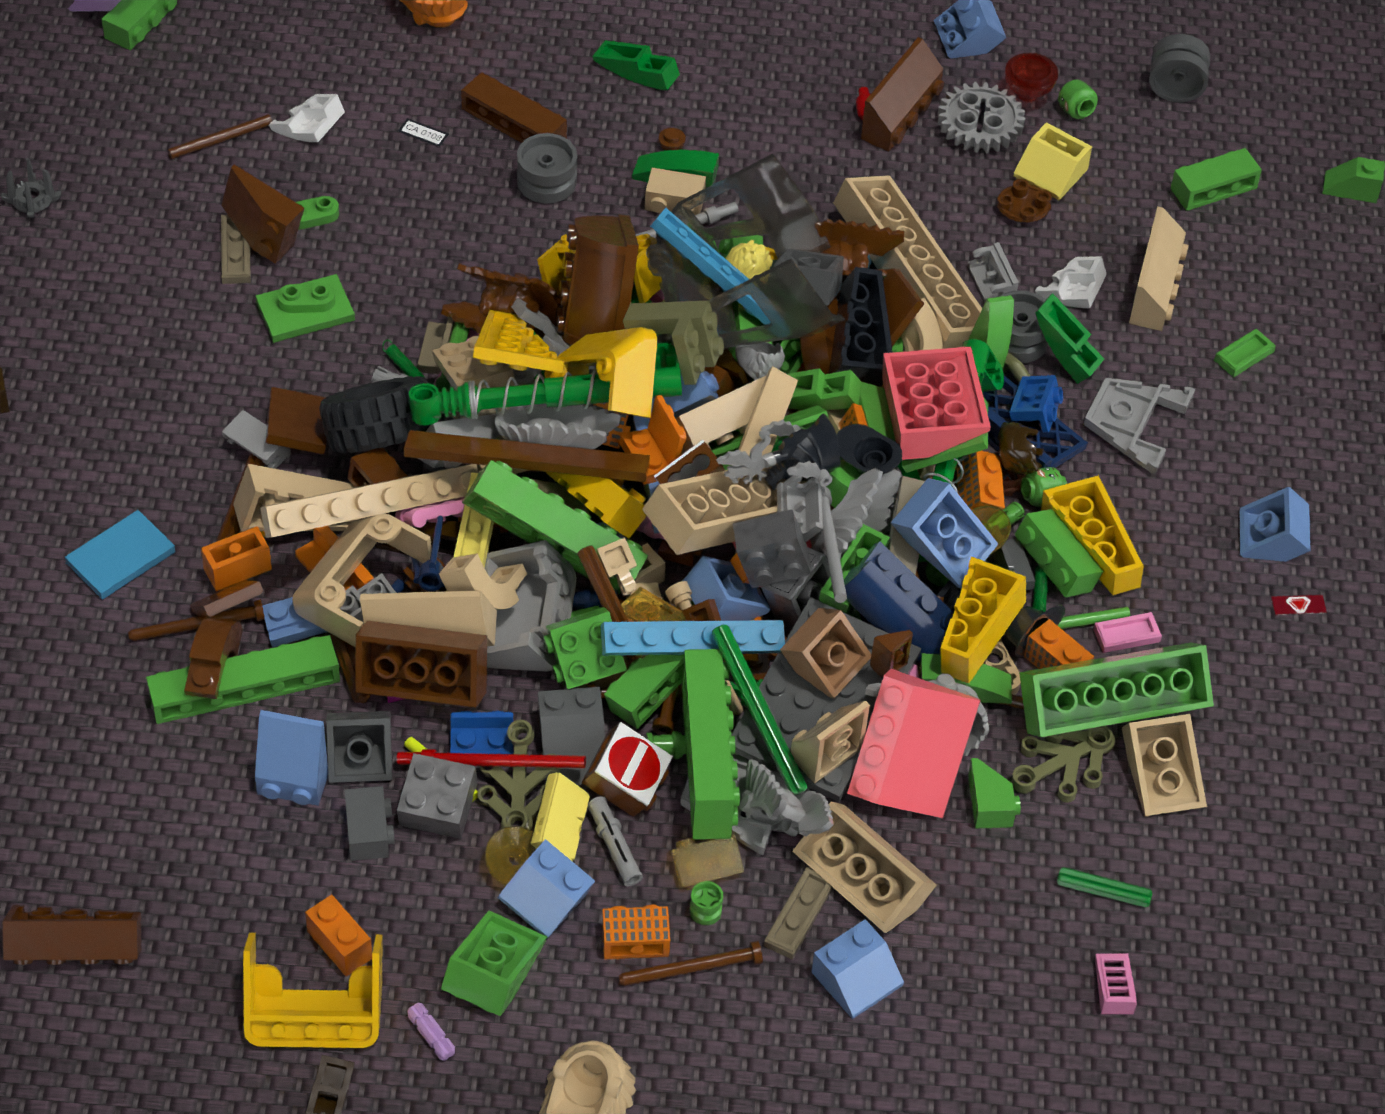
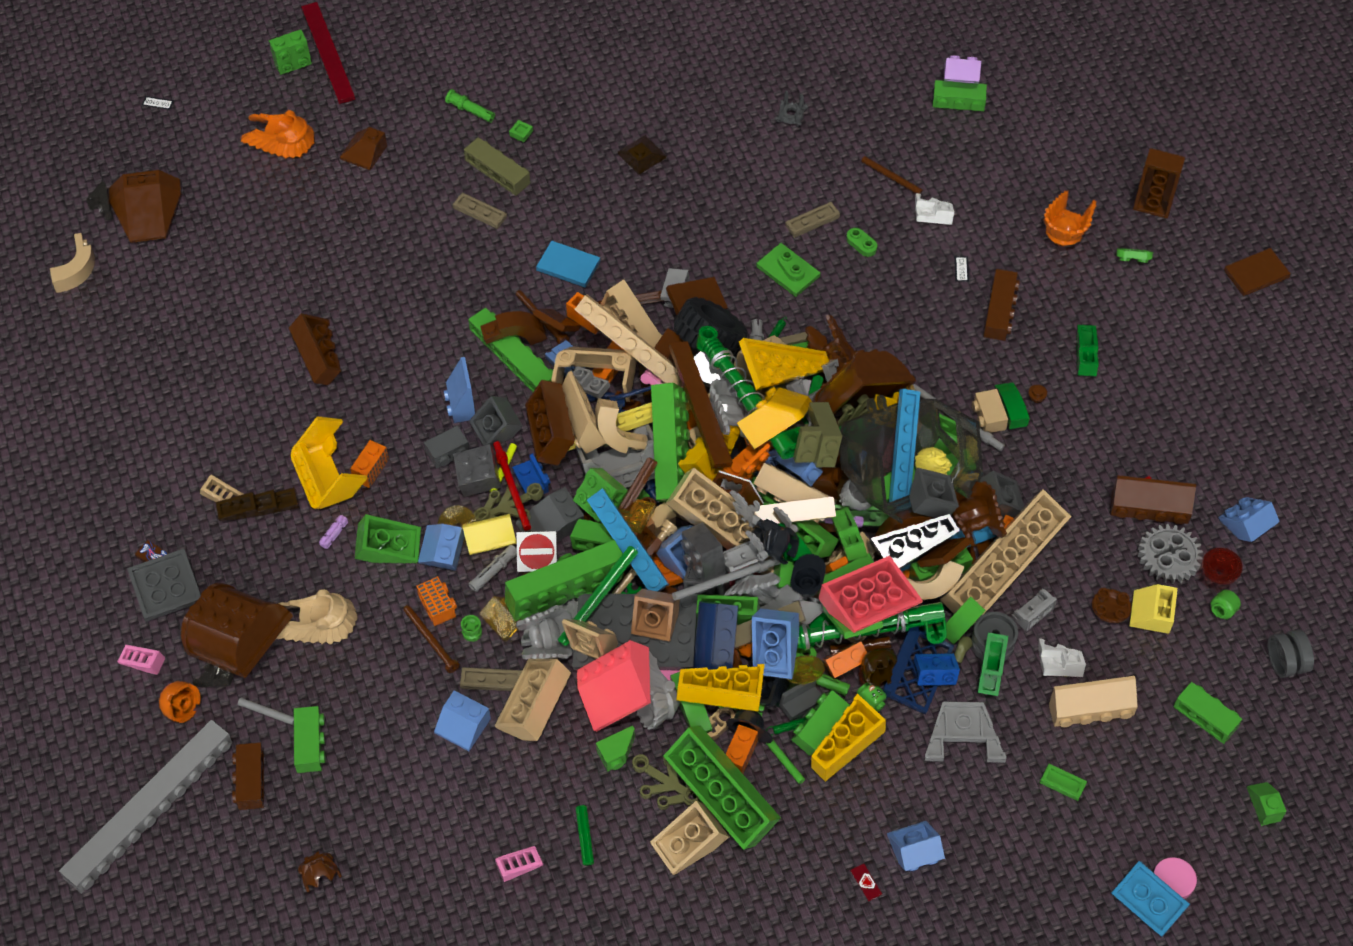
camera: 70 degrees right, 5 degrees up
(261, 214) = (828, 223): reddish brown slope -> none
(547, 168) = (963, 337): dark grey wheel -> none
(617, 562) = (659, 482): tan plate -> none
(890, 652) = (664, 646): reddish brown slope -> none
(1127, 632) = (786, 786): bright pink tile -> none

